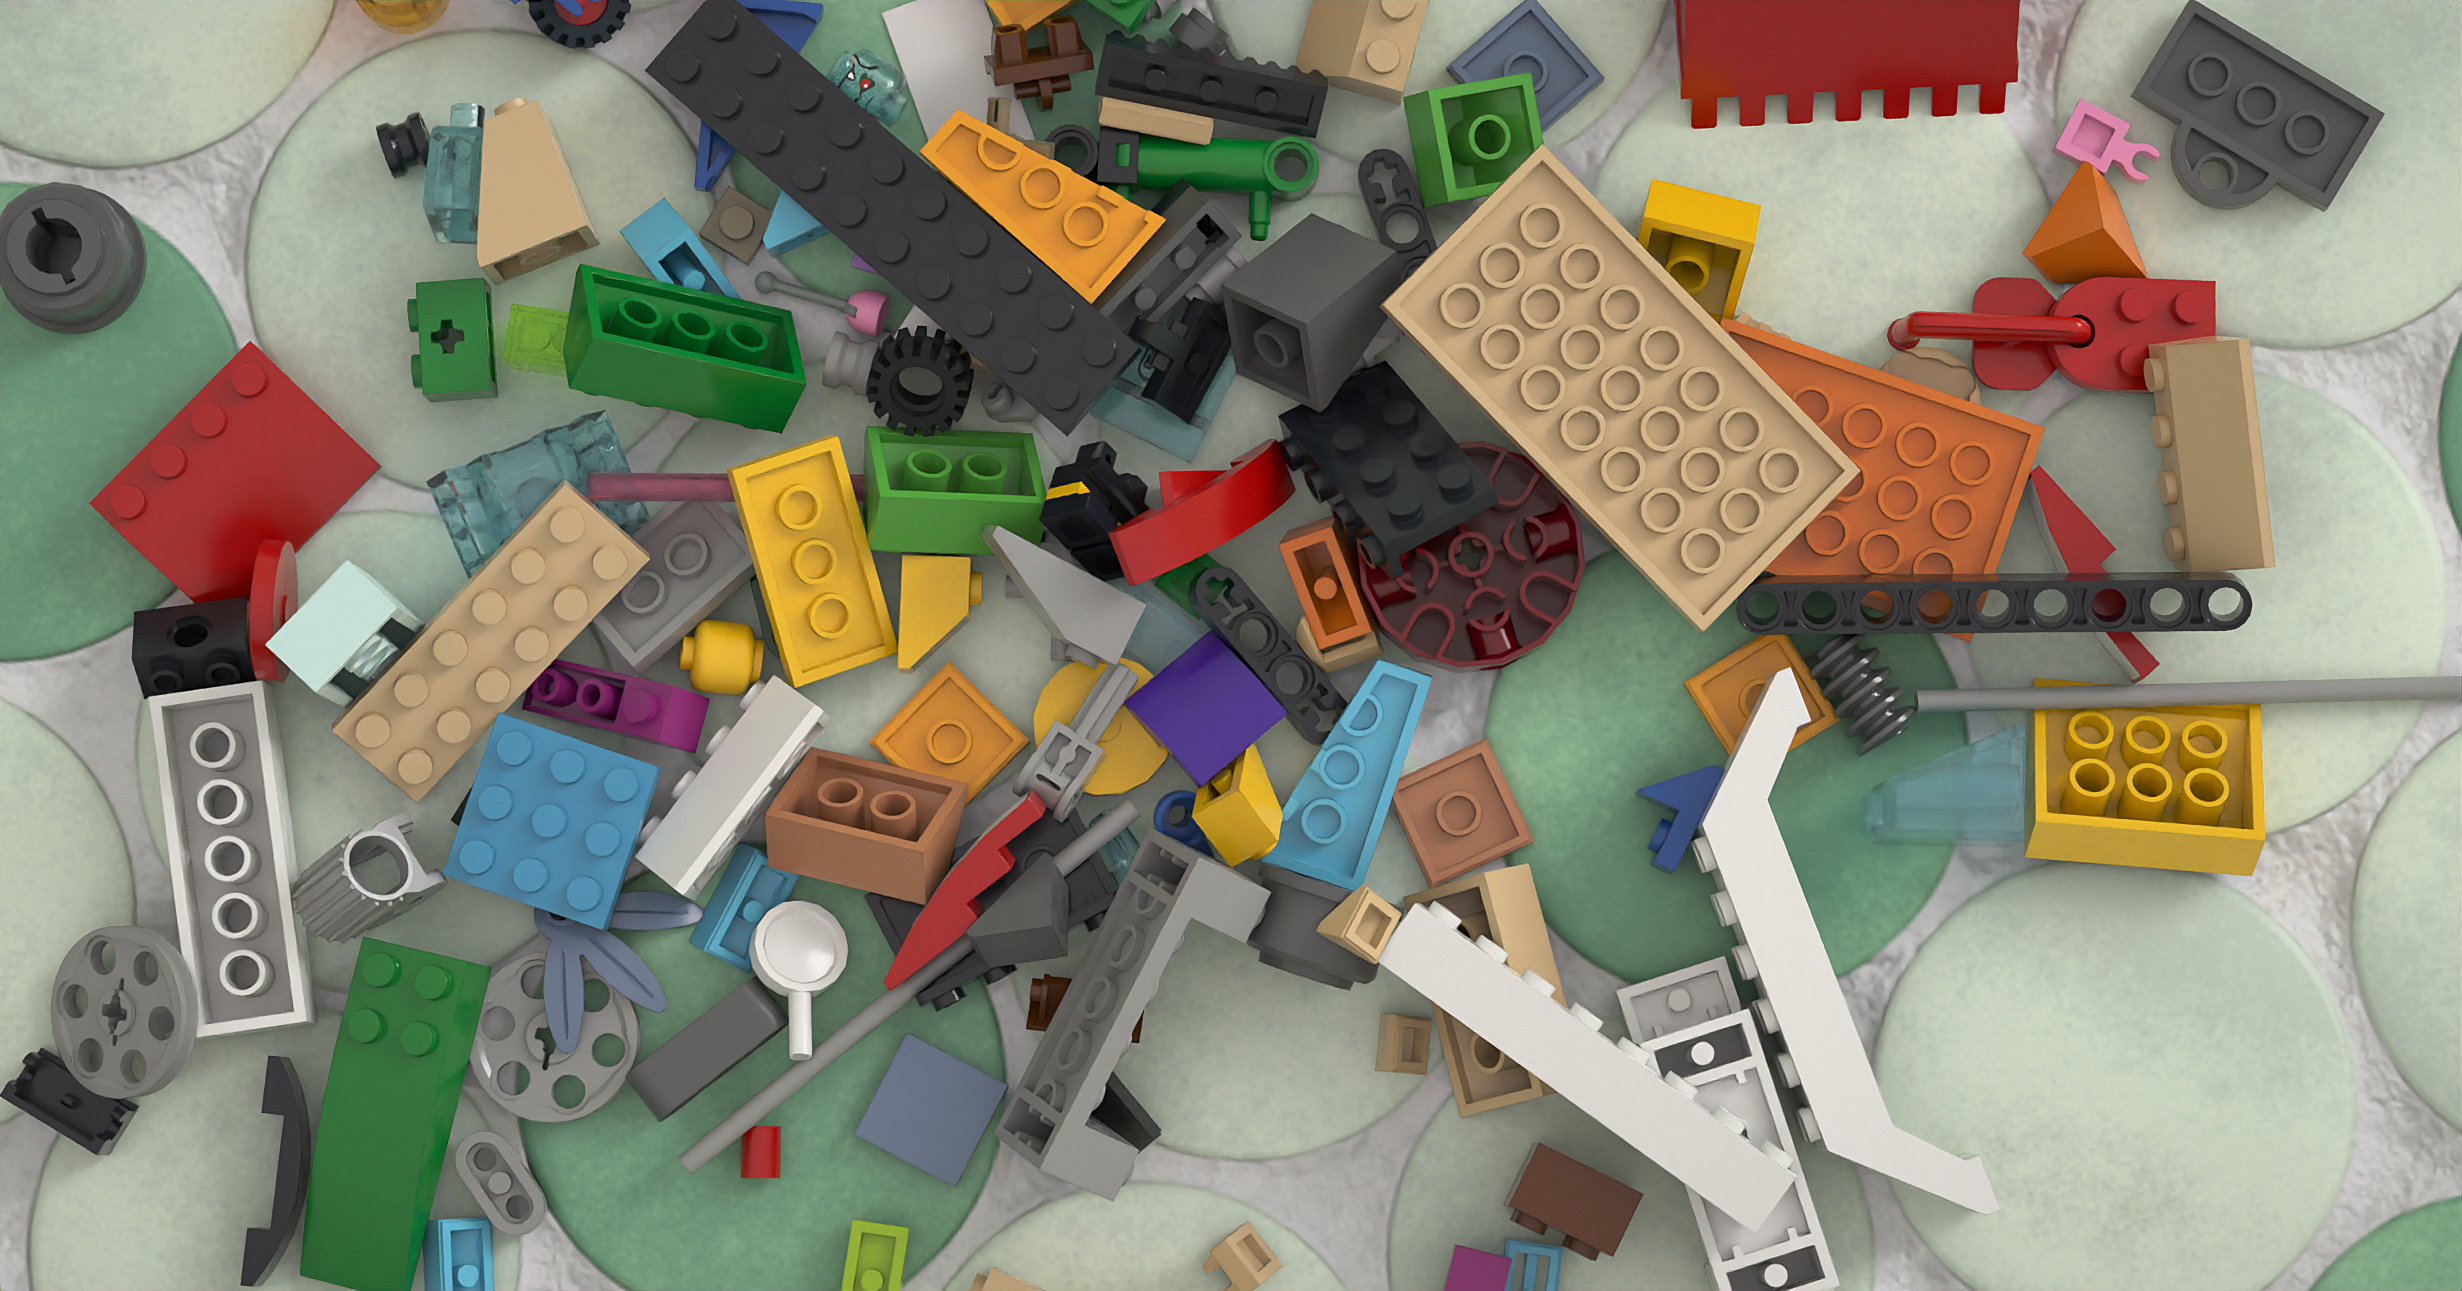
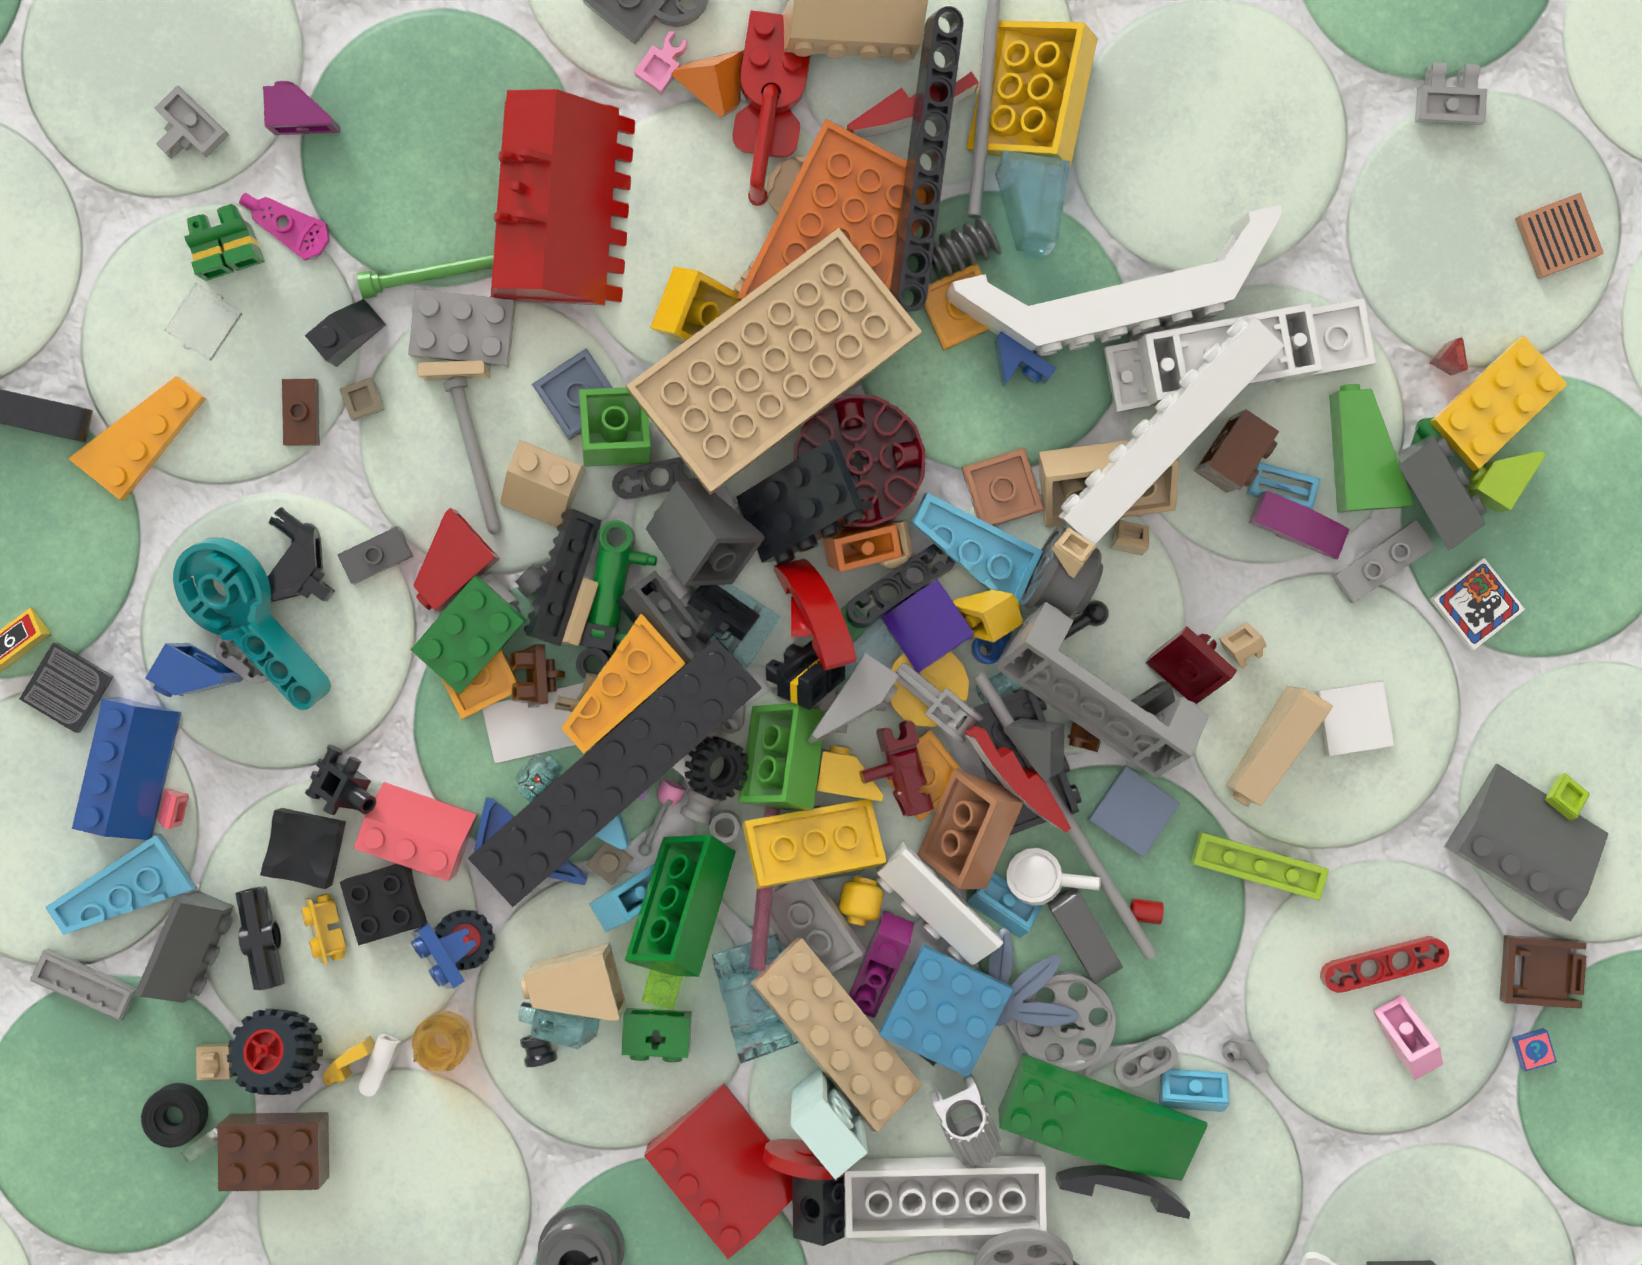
camera: 80 degrees left, 5 degrees up
(817, 391) = (725, 814): none -> light grey beam
(957, 697) = (902, 768): none -> dark red piece
(1196, 1170) = (1191, 665): none -> dark red tile
(1262, 998) = (1094, 614): none -> black bar

